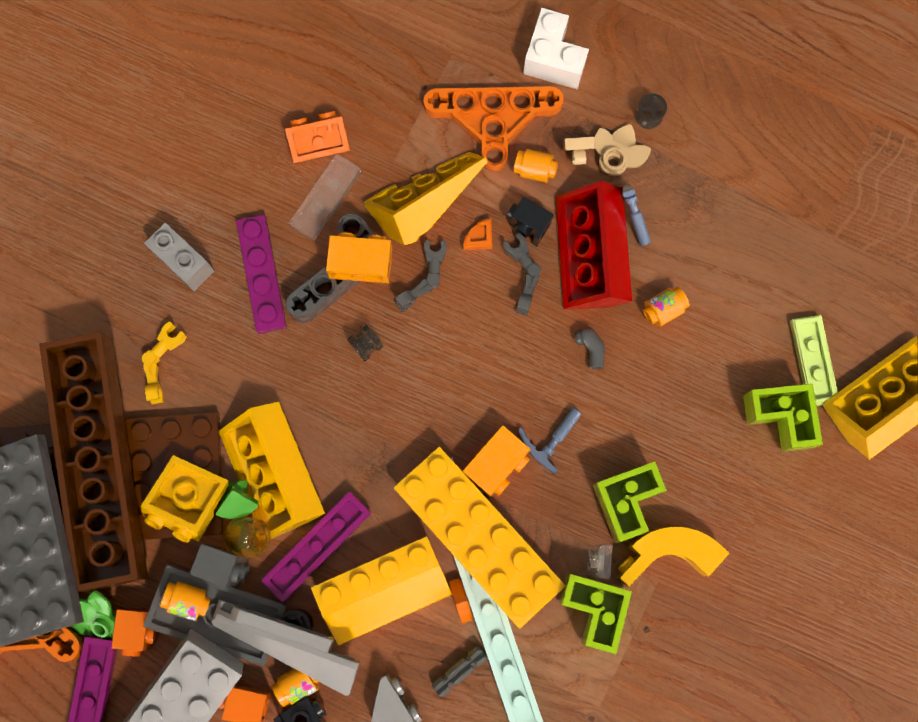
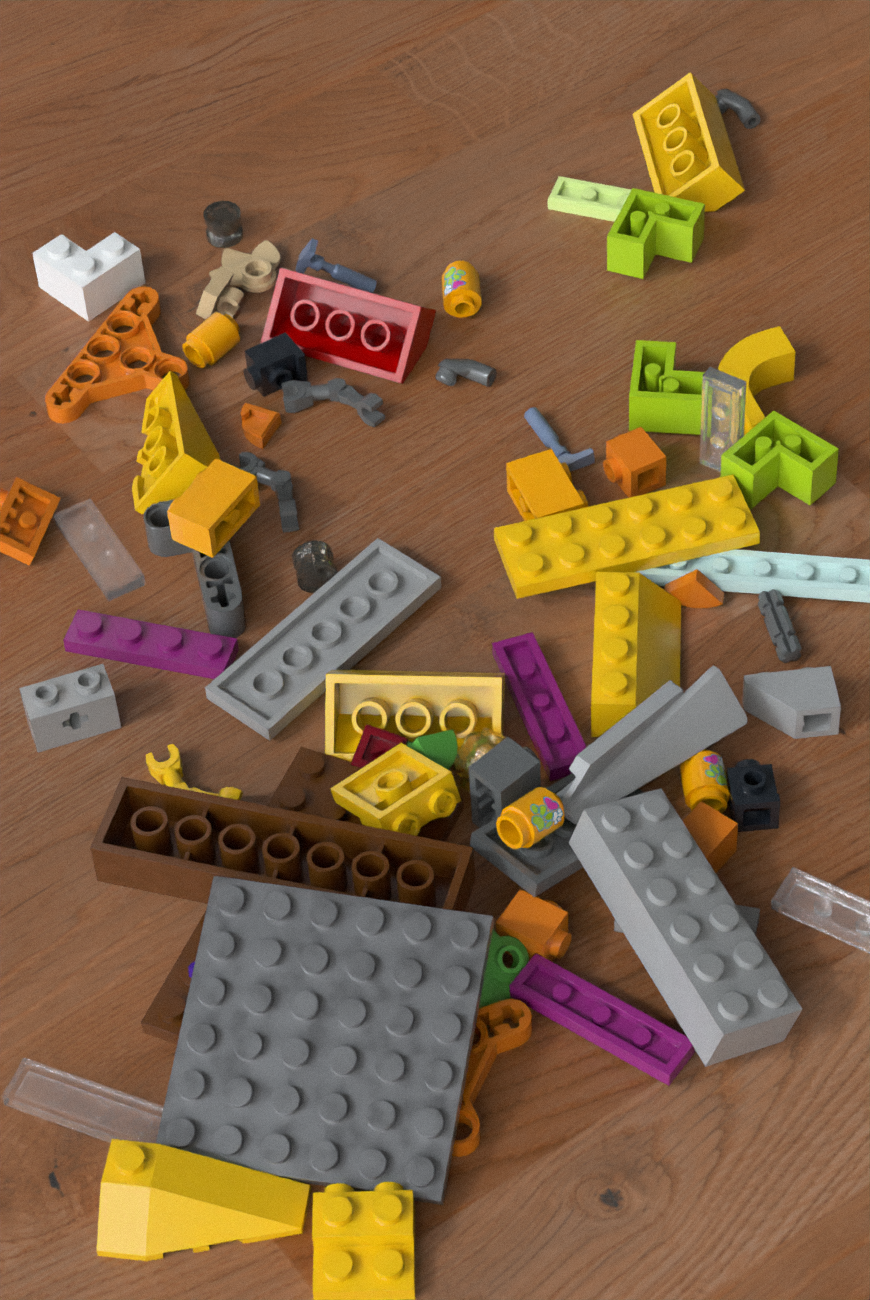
camera: 60 degrees left, 30 degrees down
(228, 464) = (373, 744): none -> dark red tile
(311, 380) = (322, 635): none -> light grey plate
(556, 505) = (635, 463): none -> orange brick

